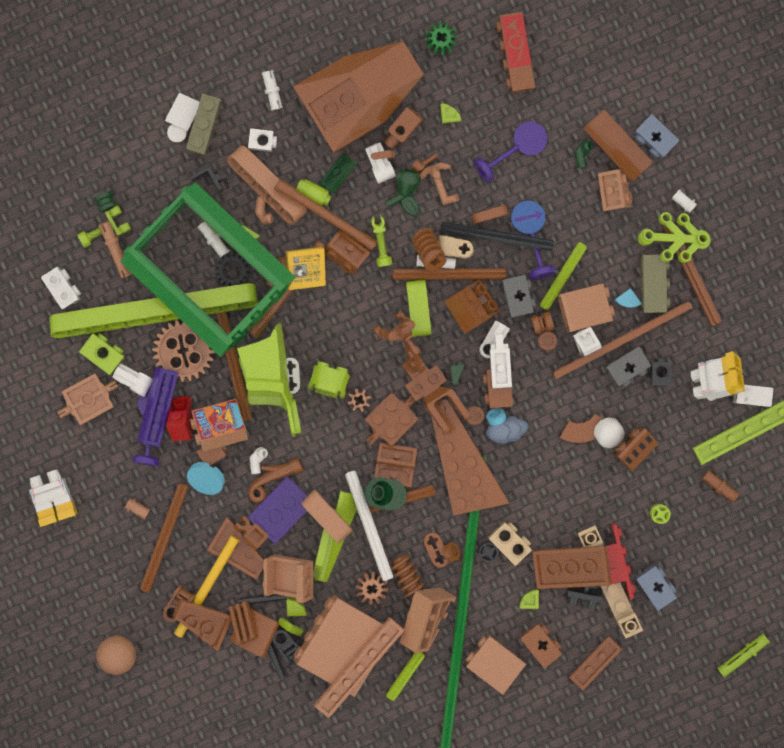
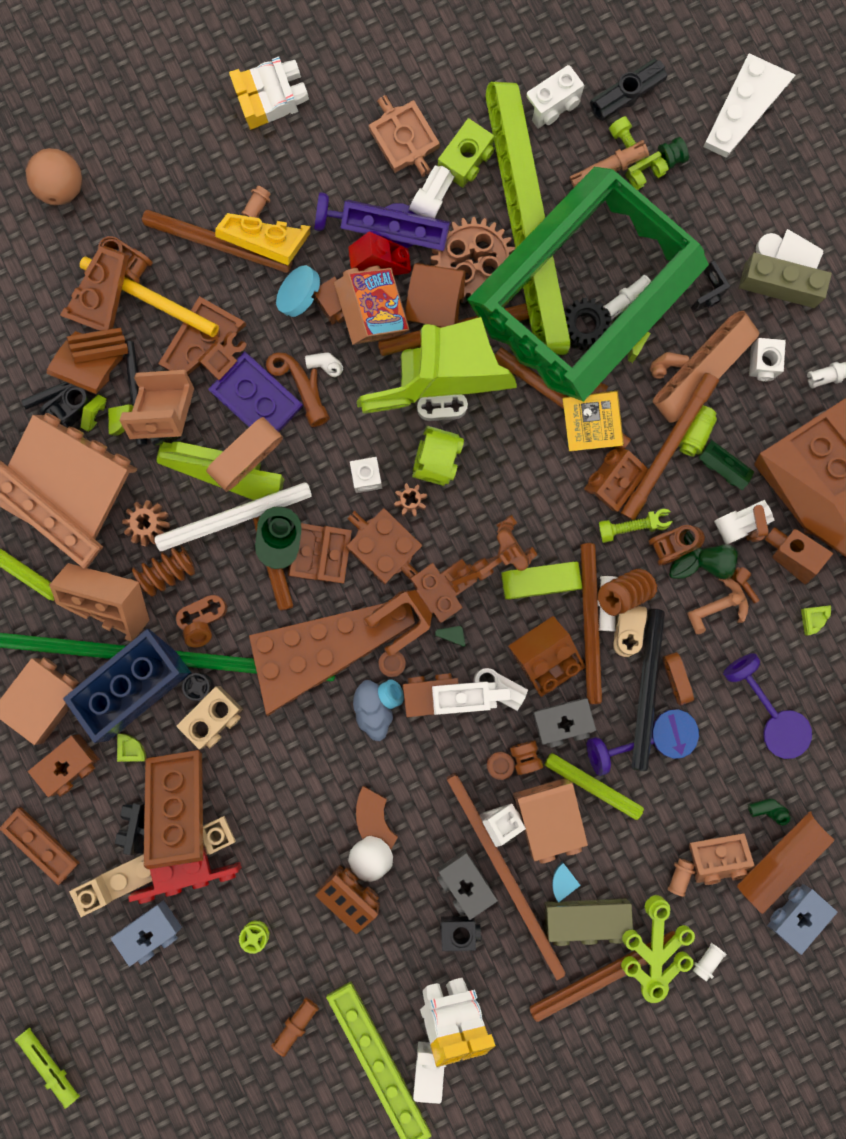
camera: 90 degrees right, 5 degrees down
(49, 222) = (639, 82): none -> black piece
(62, 142) = (750, 96): none -> white wing
(166, 499) = (269, 240): none -> yellow wing
(211, 379) = (435, 295): none -> dark orange slope
(340, 431) = (366, 475): none -> white brick
(395, 214) = (672, 546): none -> dark orange piece
(487, 600) = (126, 686): none -> dark blue slope
(626, 217) = (681, 877): none -> nougat pin

